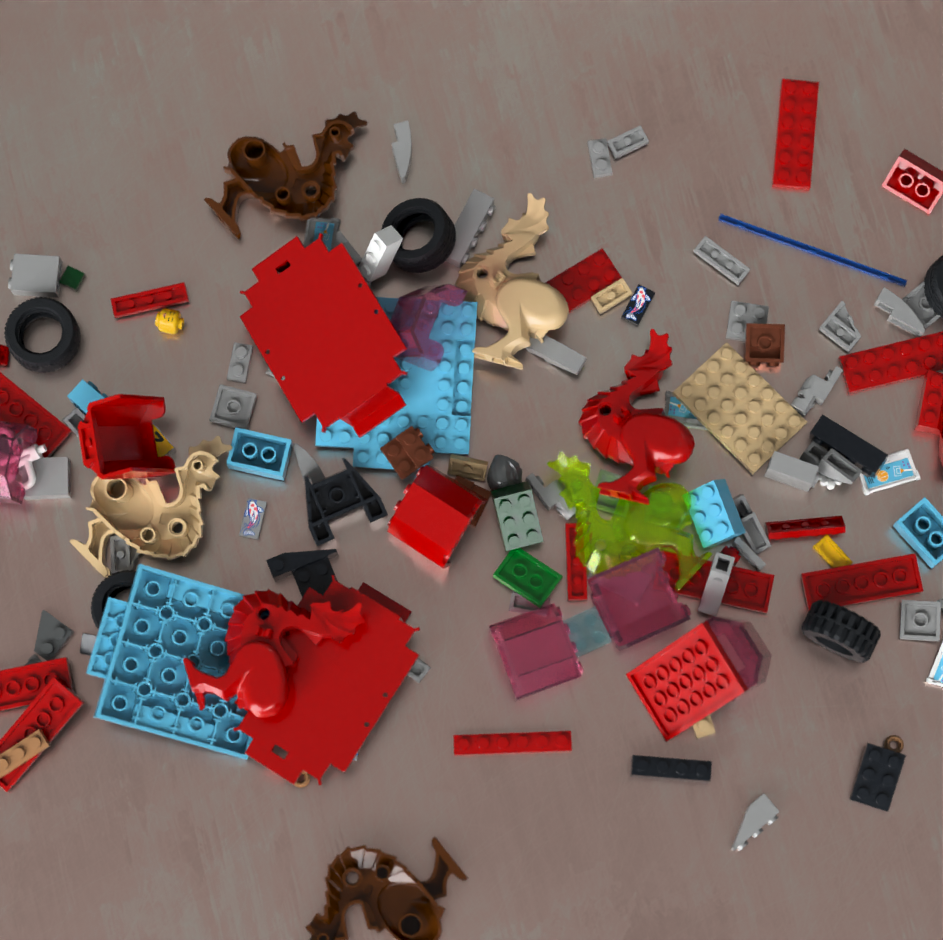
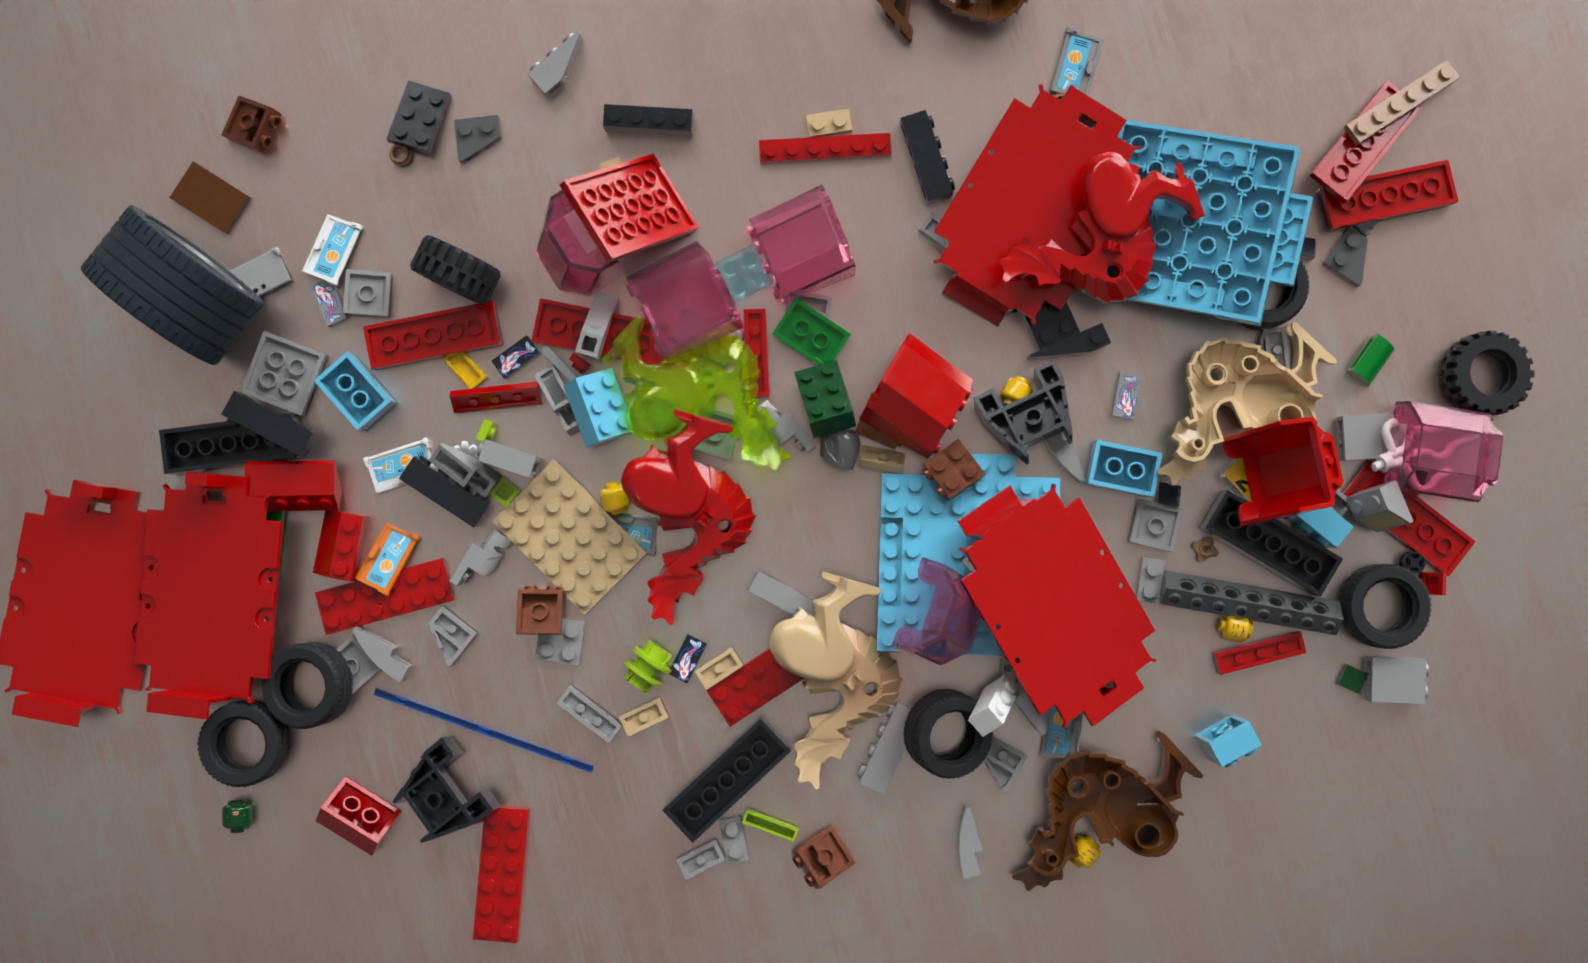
camera: 175 degrees left, 10 degrees up
(12, 369) = (1416, 561): none -> black wheel
(38, 545) = (1371, 359): none -> green brick
(43, 414) = (1380, 507): none -> light grey slope
(117, 375) = (1273, 545): none -> black brick
(156, 339) = (1251, 602): none -> dark grey brick
(183, 224) = (1228, 741): none -> medium azure brick
(192, 382) = (1199, 548): none -> medium nougat plate
(222, 430) = (1168, 494): none -> black slope
(287, 808) = (1077, 55): none -> door
(304, 142) = (1088, 852): none -> yellow head
(349, 522) = (1015, 389): none -> yellow head
(370, 214) = (1004, 763): none -> light grey wing
(422, 731) = (926, 157): none -> black brick
(508, 765) = (829, 123): none -> tan plate
(525, 140) = (822, 858): none -> copper plate
(569, 168) = (770, 825): none -> lime piece
(605, 204) = (726, 779): none -> black brick
(674, 293) = (647, 666): none -> lime piece
(675, 257) = (643, 716): none -> tan plate
(702, 438) = (614, 498): none -> yellow head
(788, 563) = (515, 357): none -> tile
(795, 446) = (504, 492): none -> lime plate
(812, 497) = (486, 431): none -> lime plate
(826, 761) = (475, 135): none -> dark grey wing
(849, 192) = (438, 798): none -> black wedge
(898, 387) = (389, 560): none -> door

